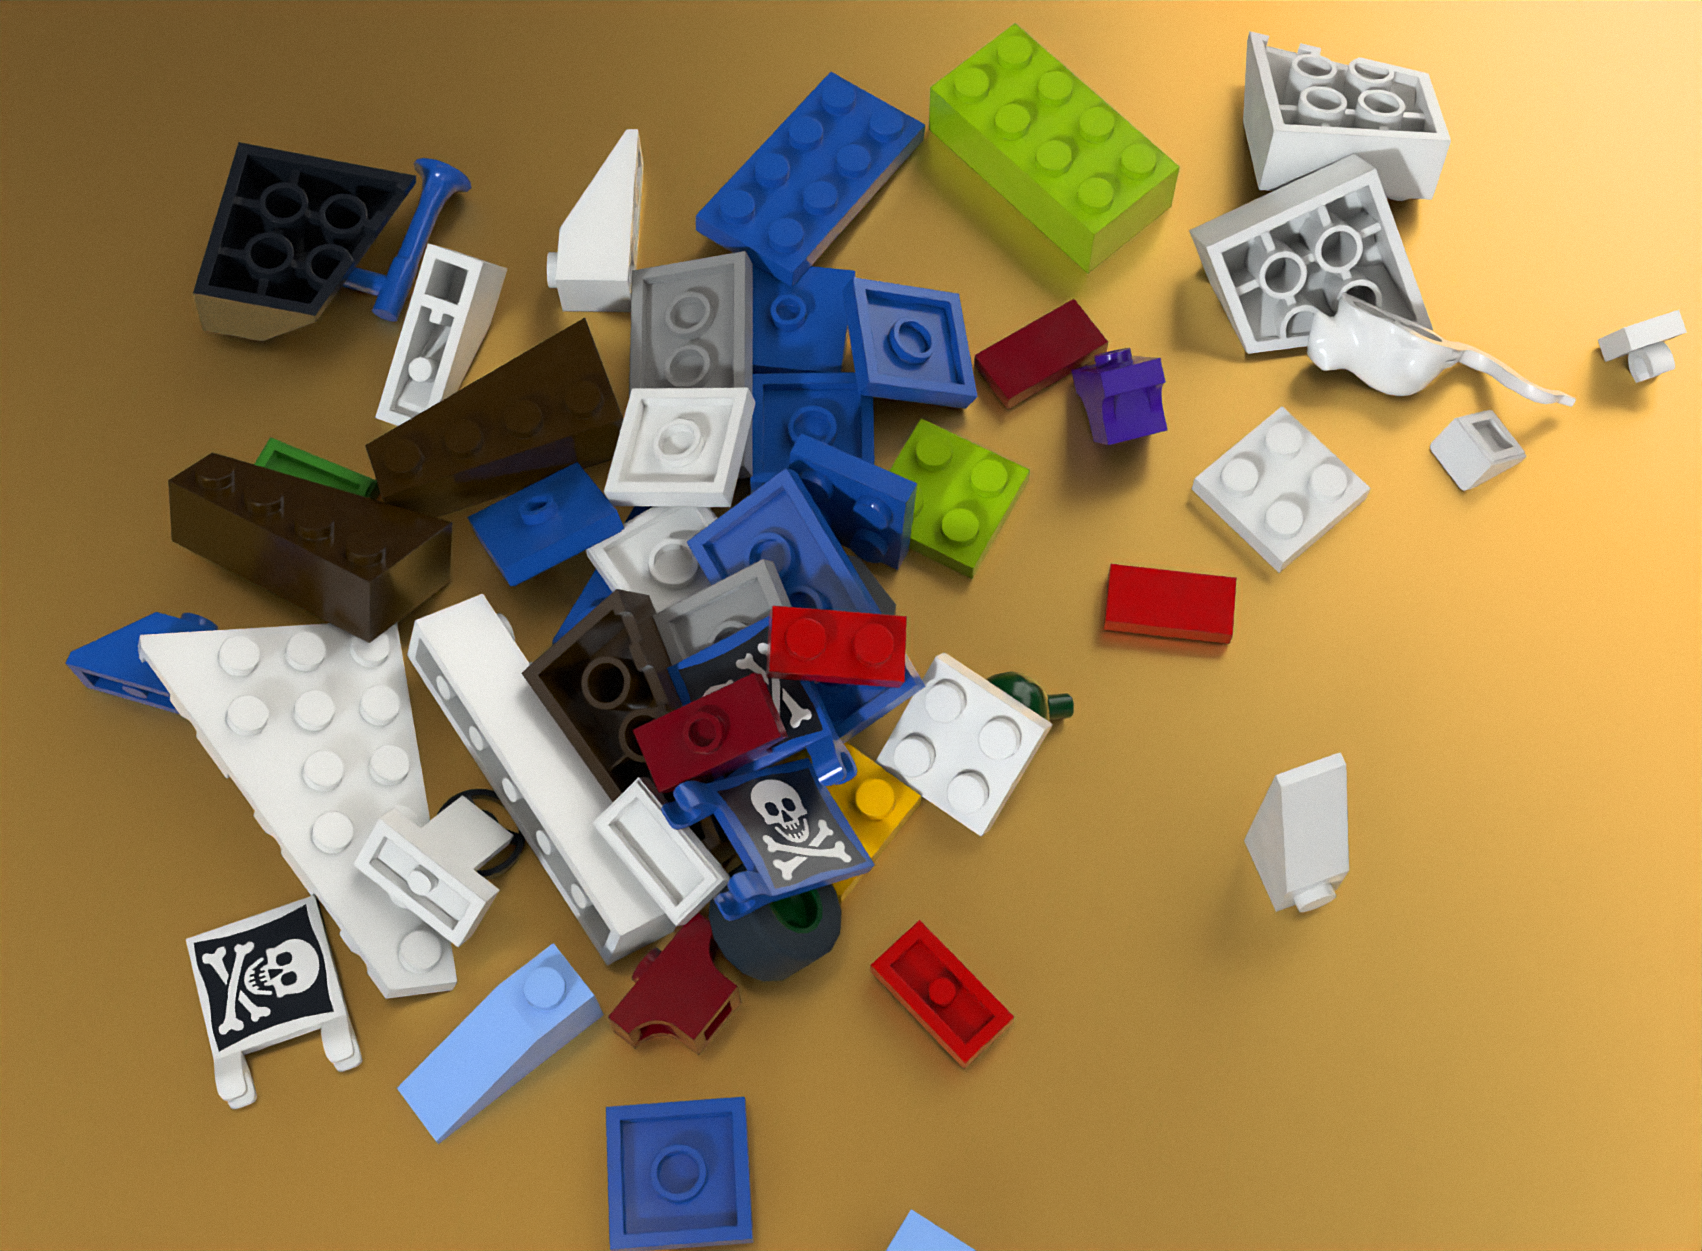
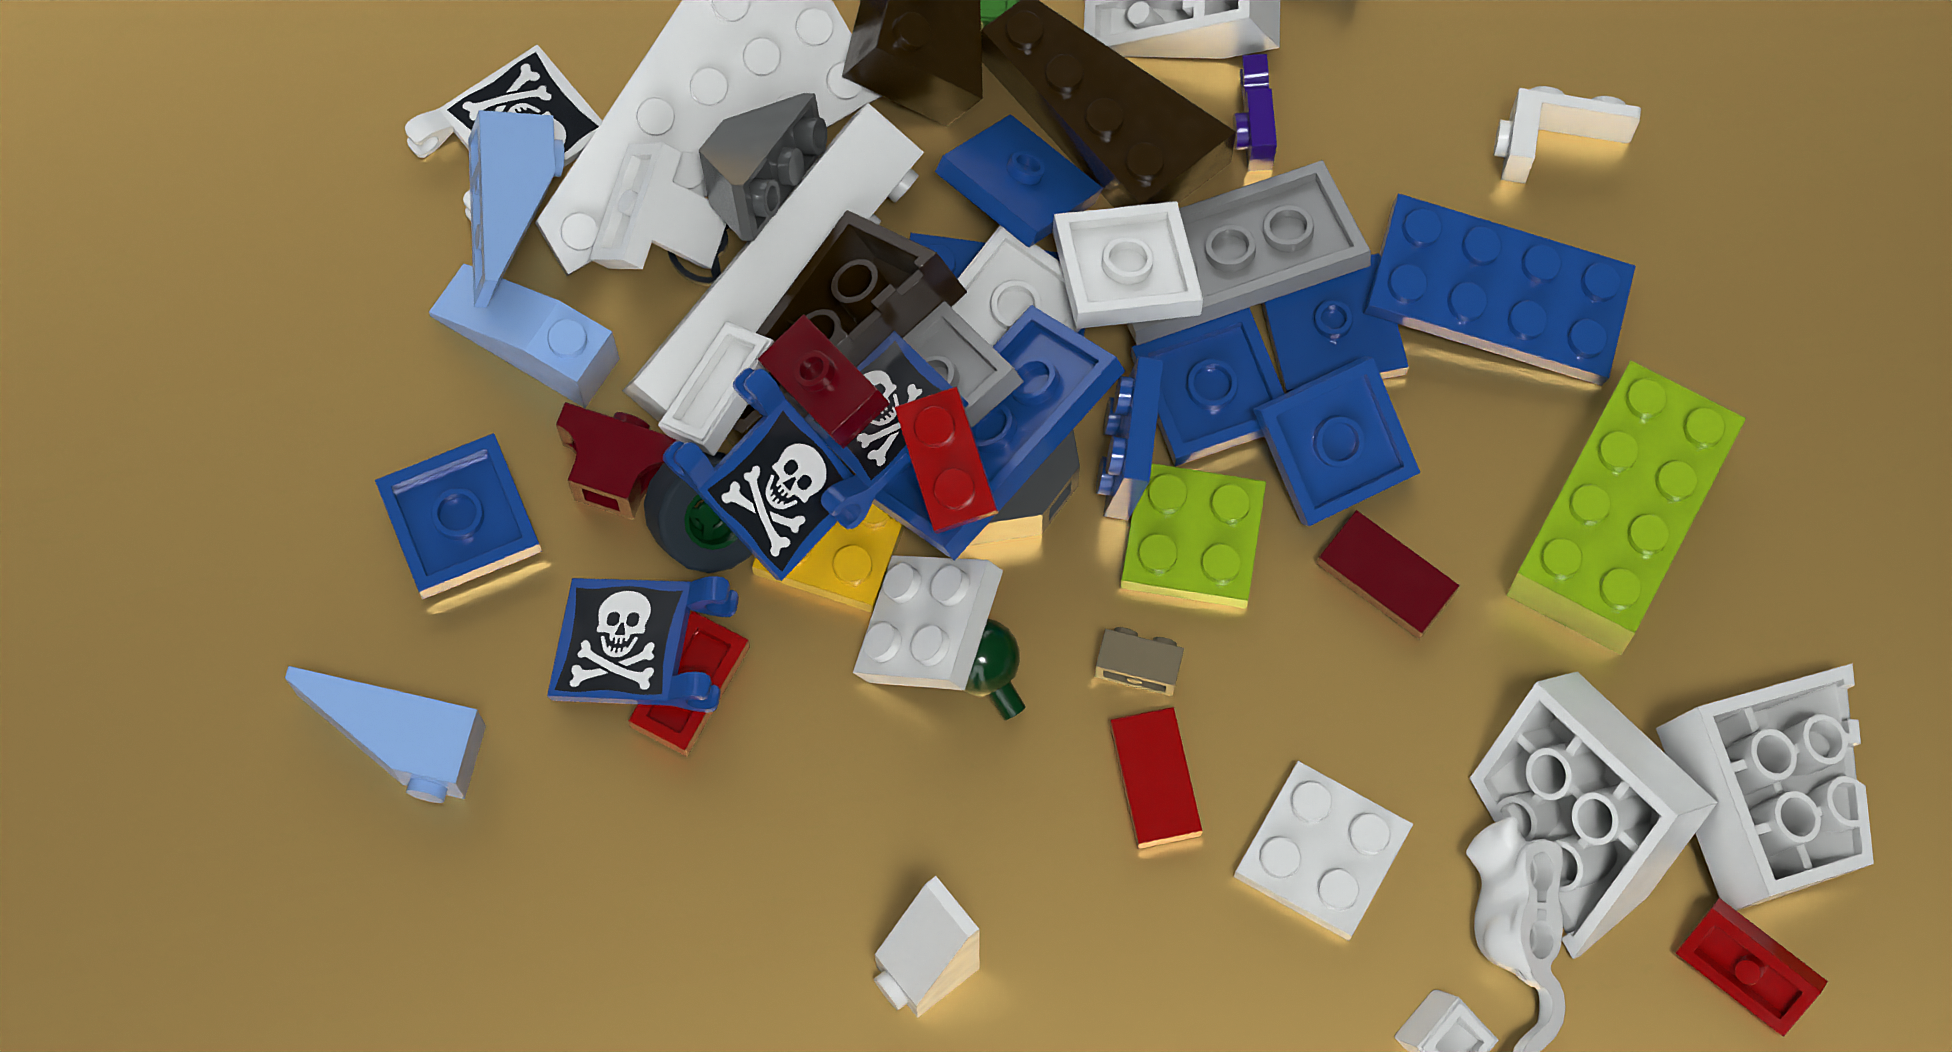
camera: 70 degrees right, 5 degrees up
(345, 1003) = (509, 176): none -> light blue slope
(436, 742) = (760, 159): none -> dark grey slope
(562, 305) = (1256, 124): none -> dark purple plate
(602, 236) = (1359, 119): white slope -> none
(663, 100) = (1554, 111): none -> white bracket
(878, 1039) = (628, 640): none -> flag
(1055, 580) = (1139, 661): none -> dark tan piece
(1122, 395) = (1353, 658): dark purple brick -> none
(1484, 195) = (1751, 967): none -> red plate

